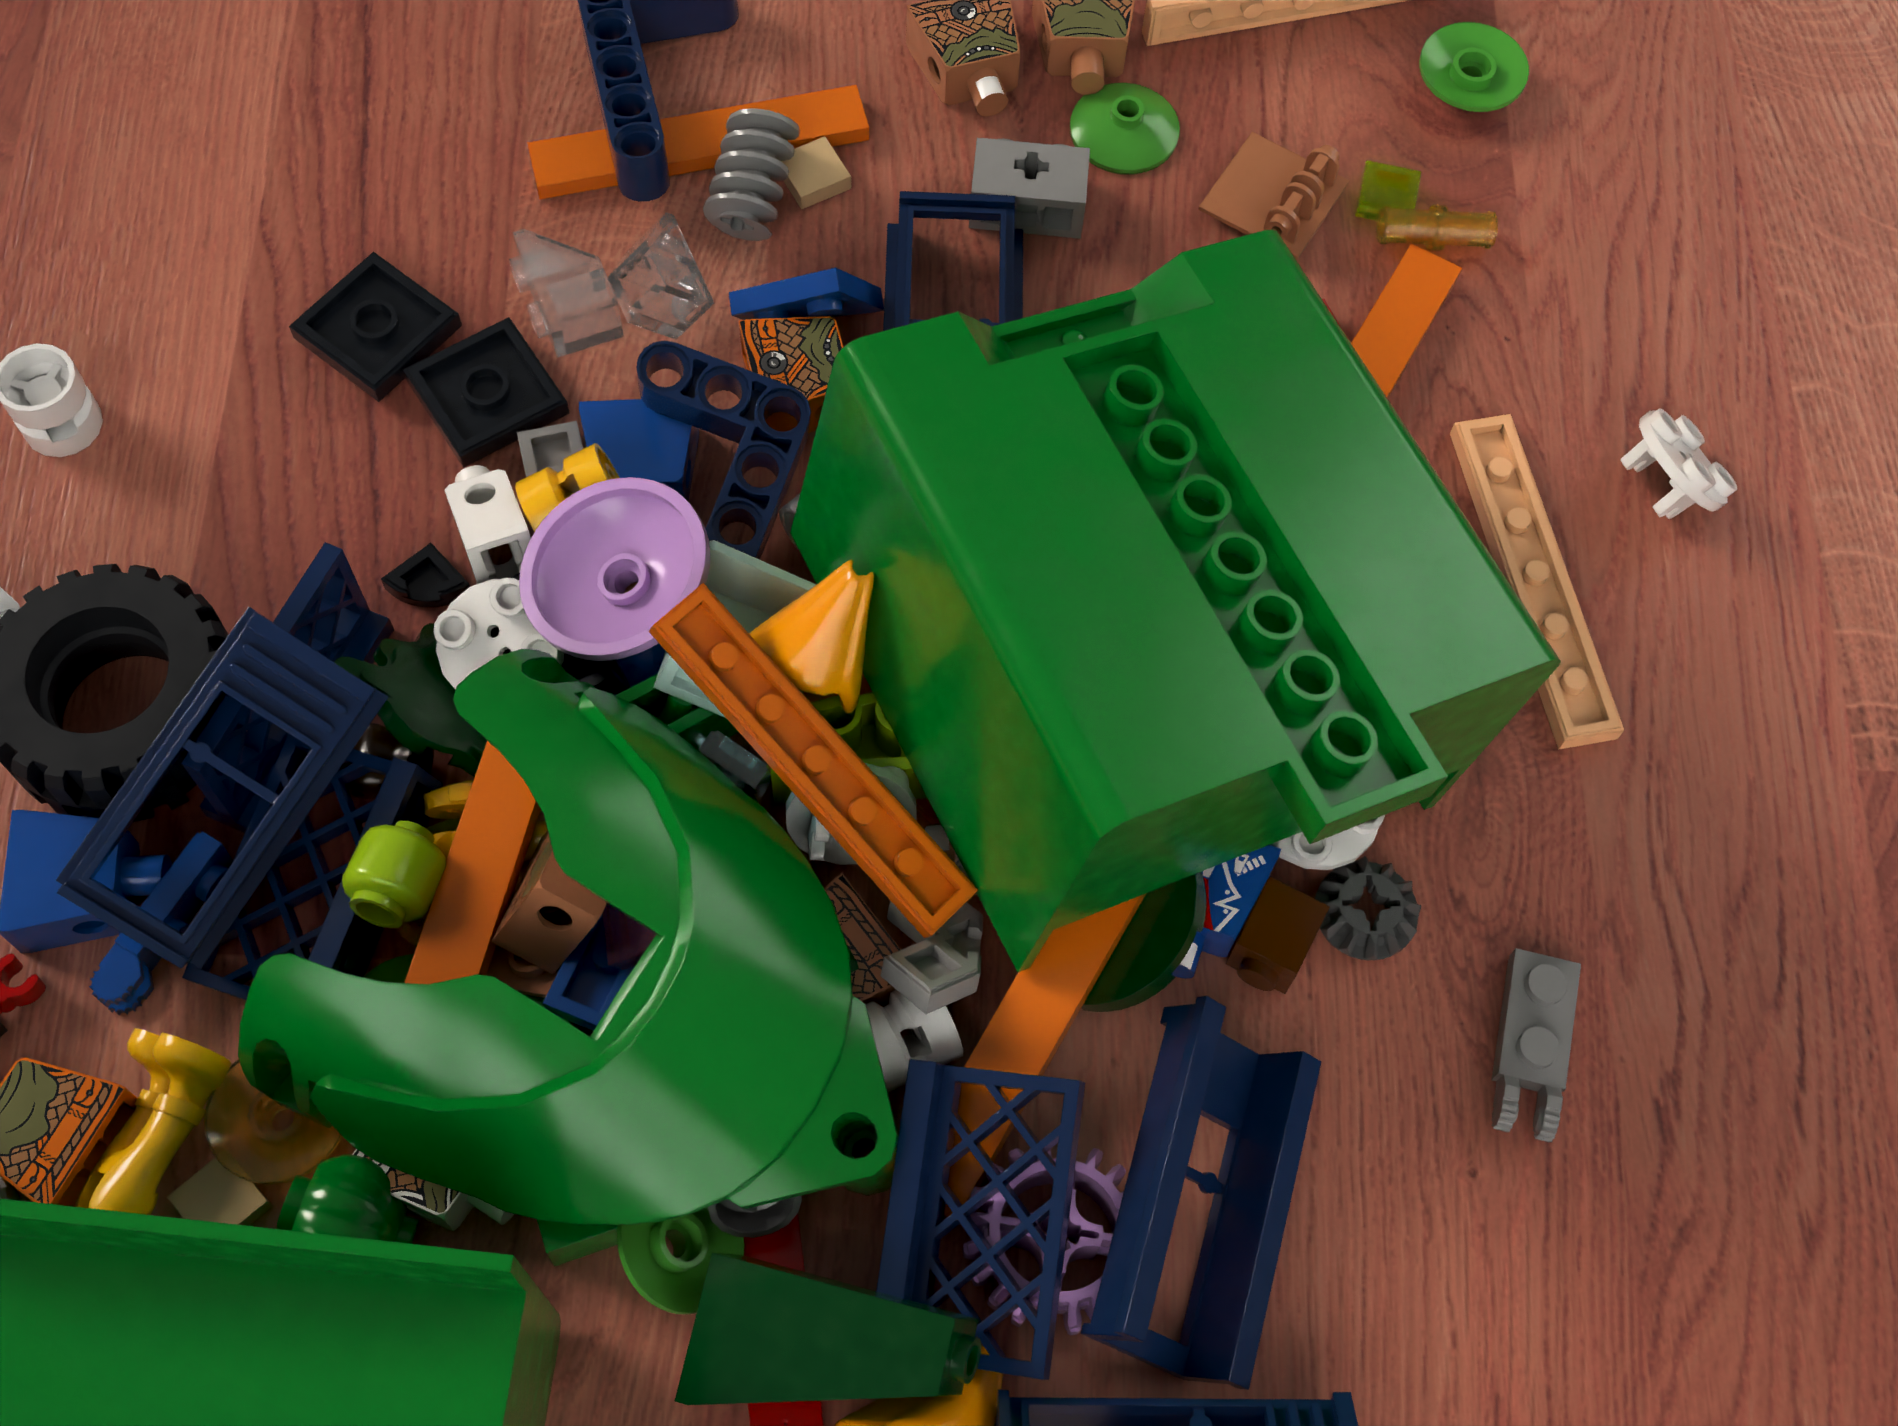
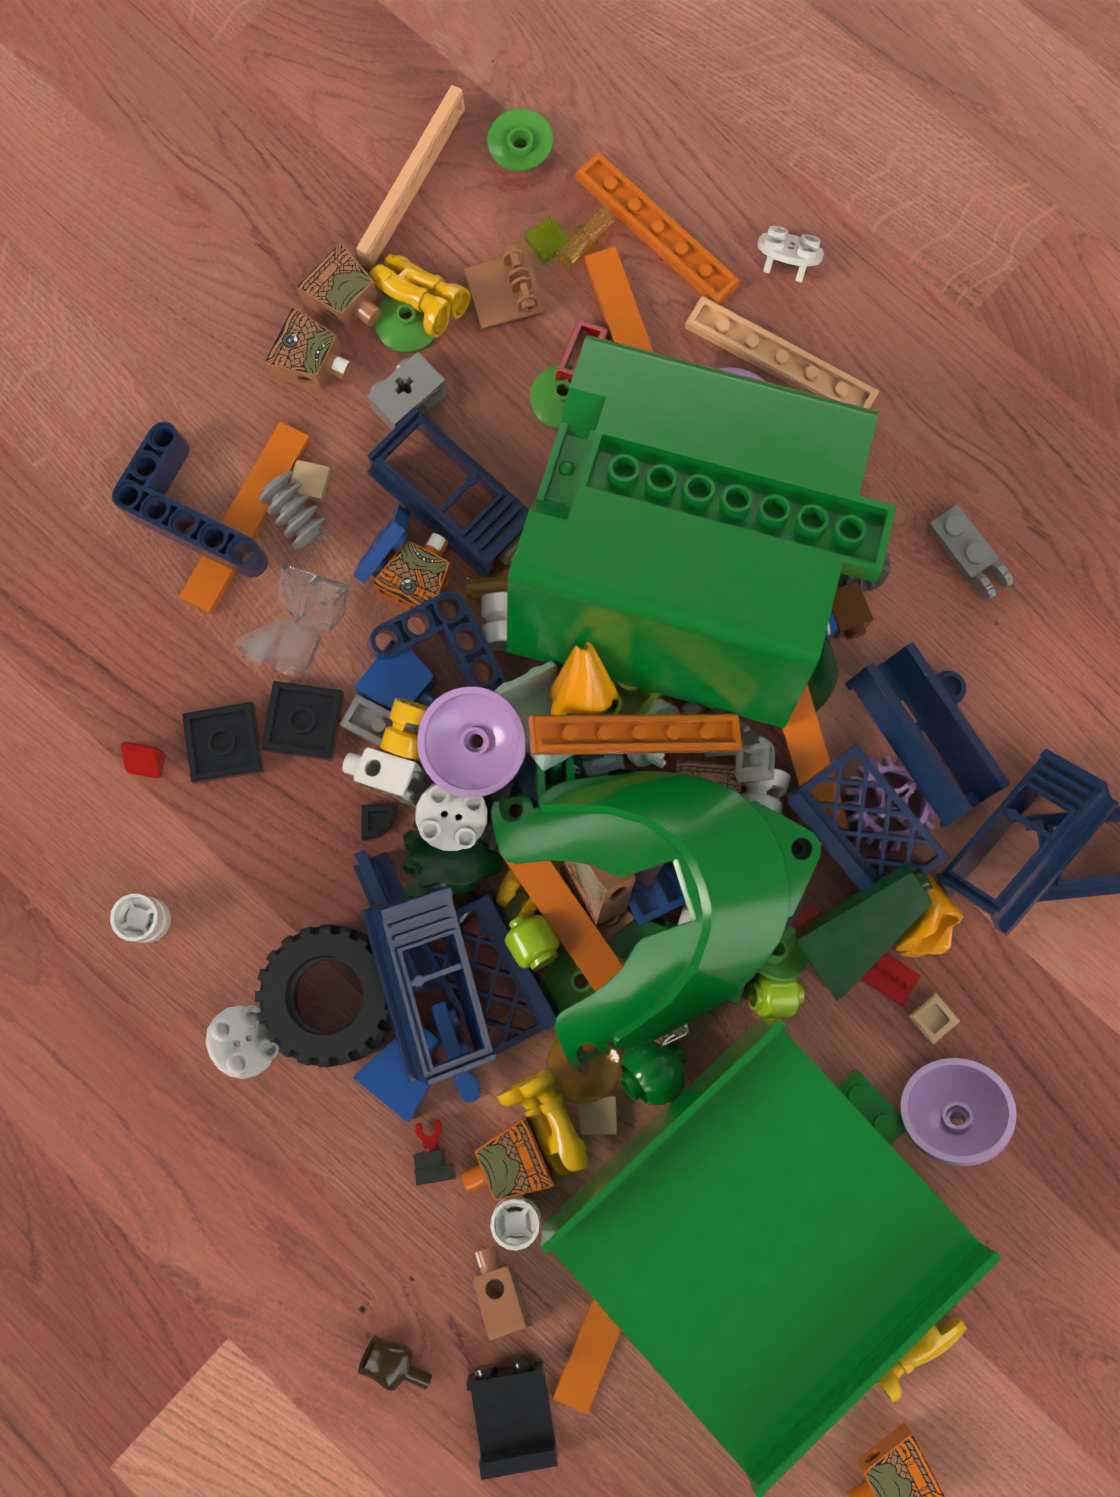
camera: 40 degrees left, 15 degrees up
(276, 257) = (142, 759): none -> red slope
(608, 1311) = (773, 997): none -> lime head
(1173, 110) = (422, 291): none -> yellow piece
(1316, 1182) = (953, 684): none -> dark blue plate
(1538, 306) = (657, 229): none -> orange tile

